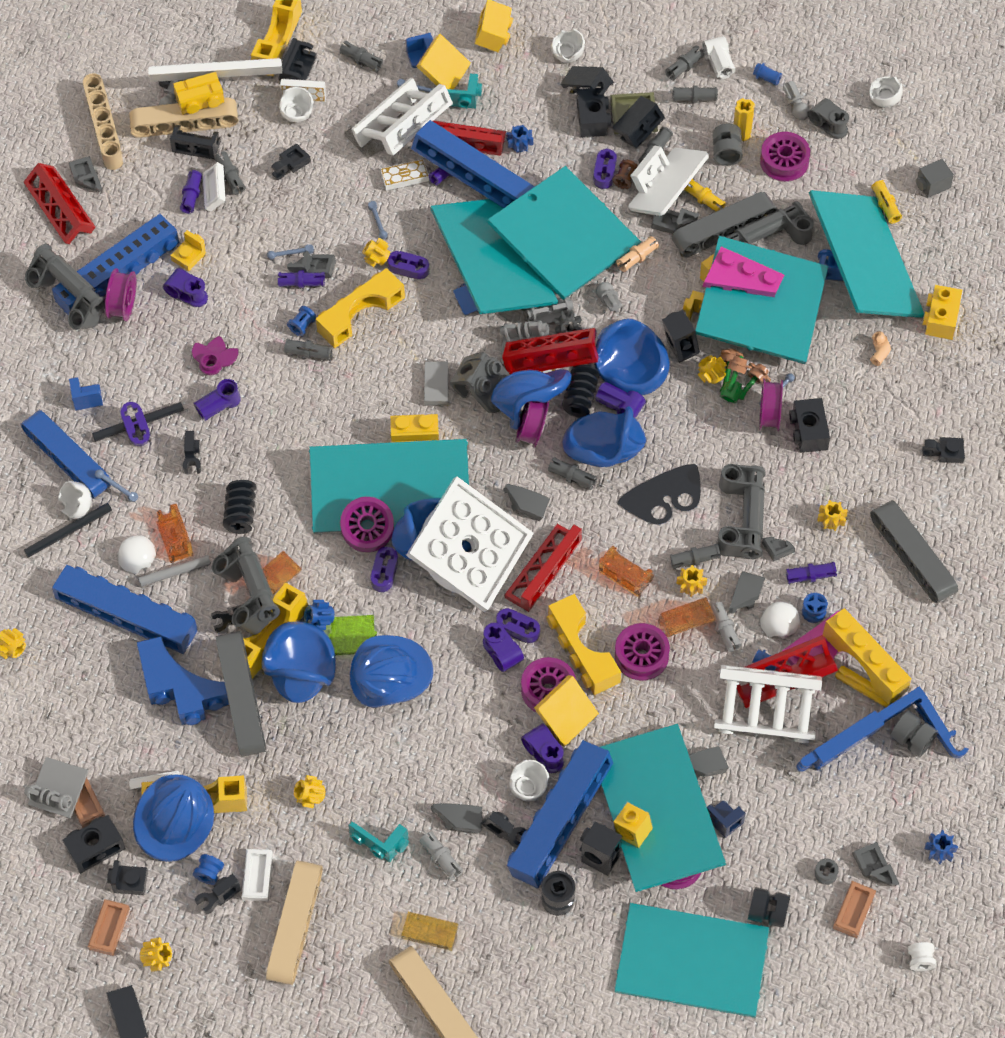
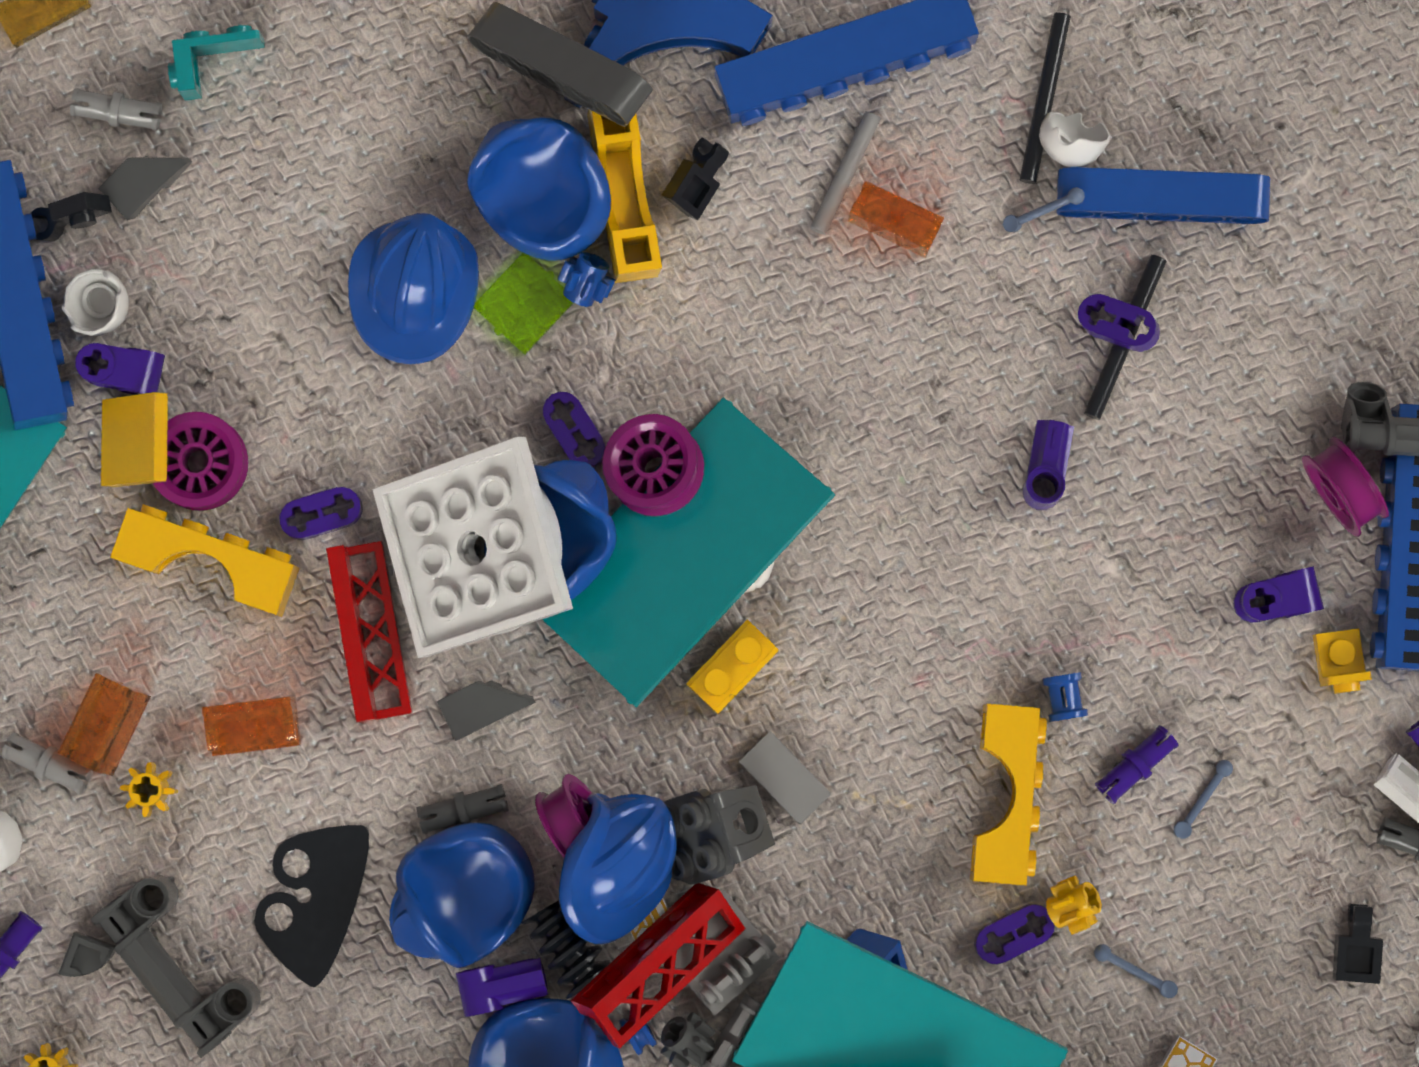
camera: 135 degrees right, 25 degrees up
(85, 396) = (1237, 307): blue panel -> none
(136, 553) = (917, 148): white hair -> none
(191, 448) = (1005, 359): black plate -> none
(214, 353) = (1135, 537): magenta plate -> none
(239, 506) = (851, 335): black piece -> none
(240, 562) = (759, 252): dark grey piece -> none
(280, 570) = (700, 277): clear orange hinge -> none
(292, 346) = (1010, 661): dark grey pin -> none
(309, 791) = (356, 34): yellow gear -> none
(314, 263) = (1144, 808): dark grey slope -> none
(503, 650) = (302, 455): dark purple piece -> none
(655, 658) = (86, 607): magenta wheel -> none
(695, 556) = (179, 834): dark grey pin -> none
(746, 591) = (64, 845): dark grey slope -> none

